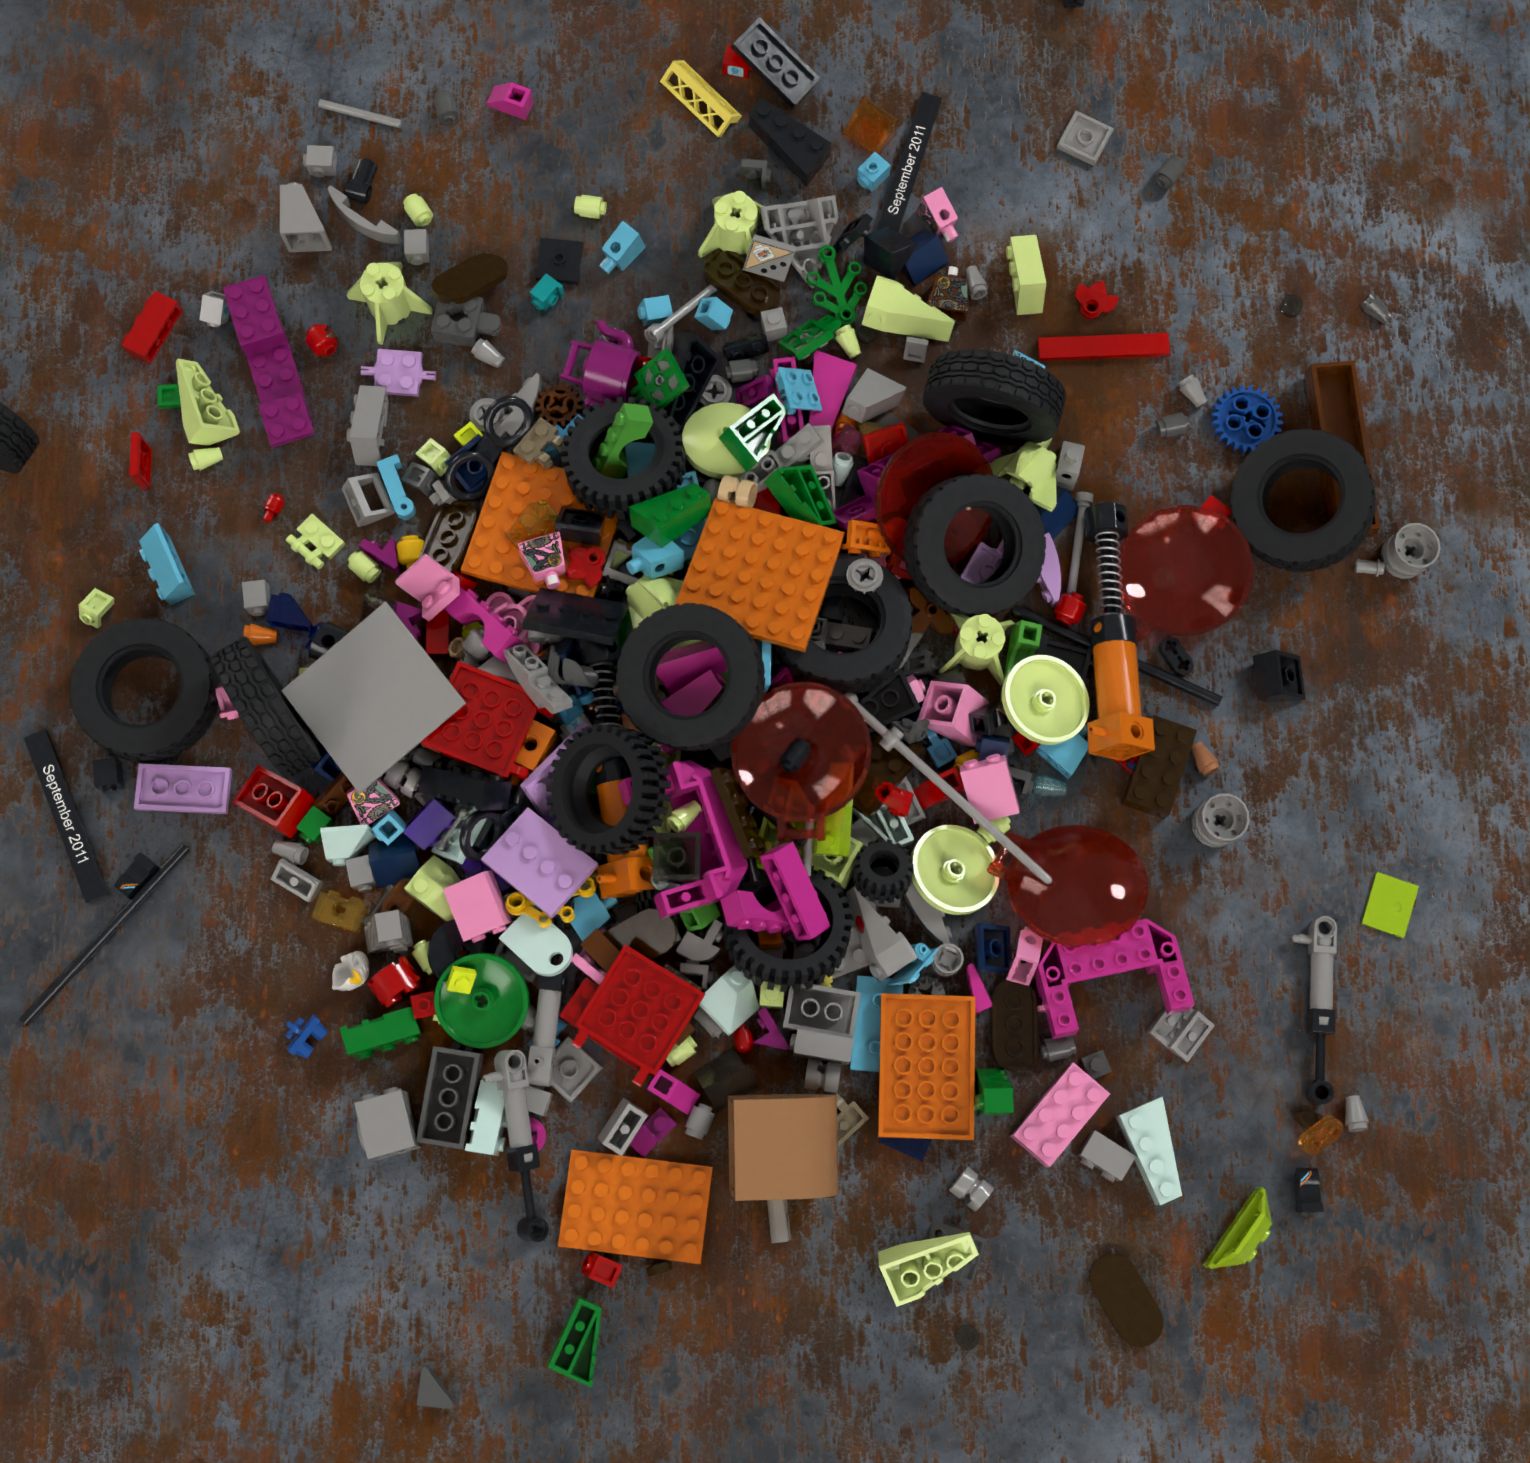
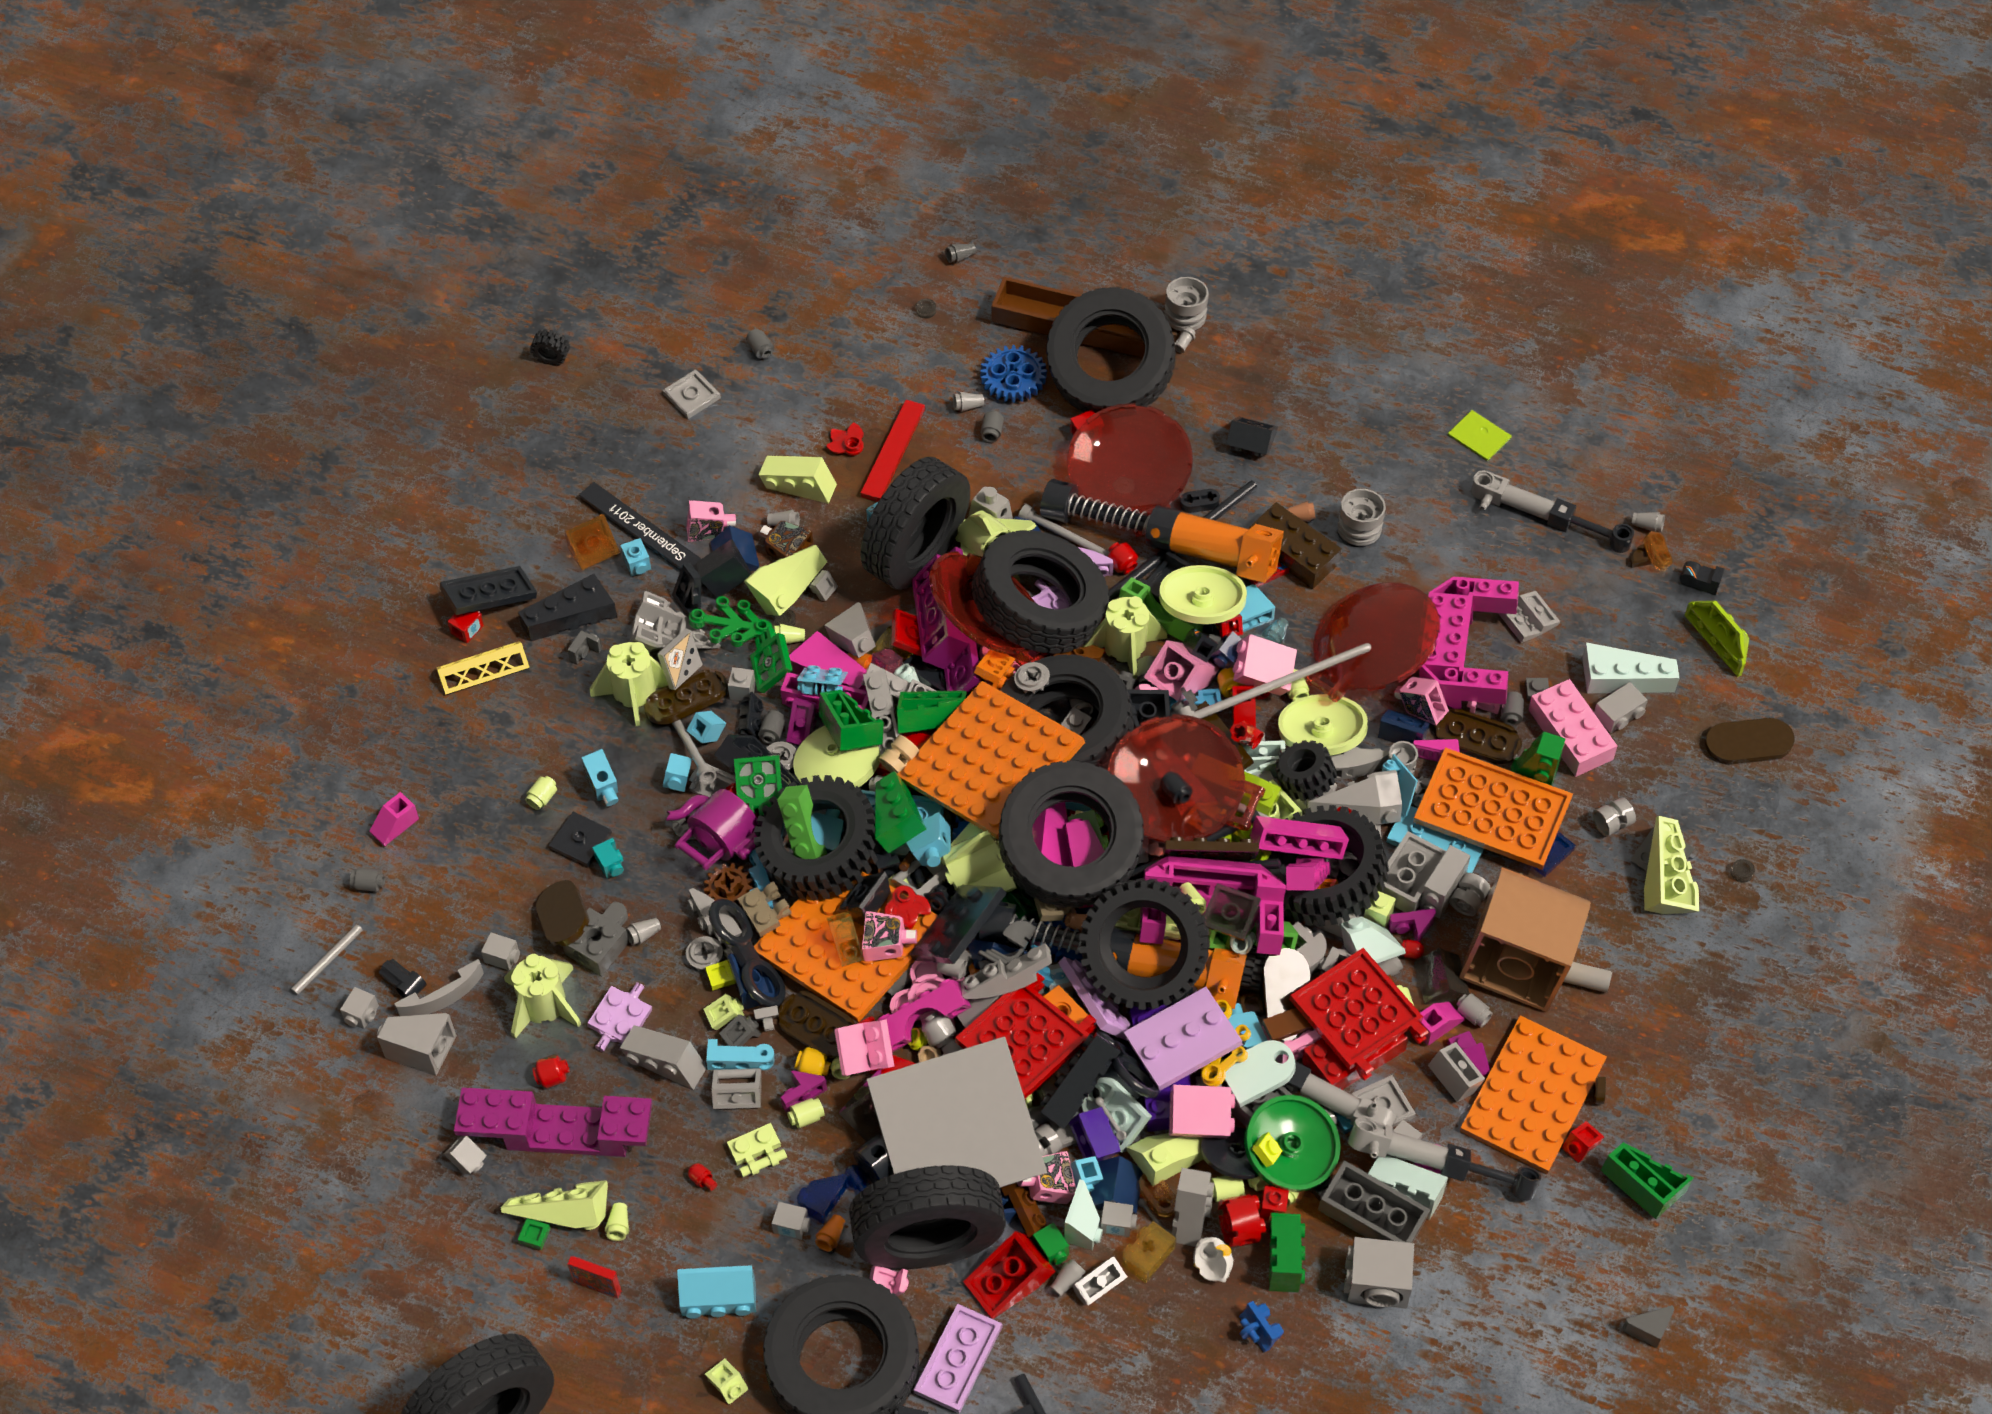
camera: 65 degrees left, 20 degrees down
(152, 327) = (450, 1225): red brick -> none
(418, 210) = (461, 940): yellowish green brick -> none

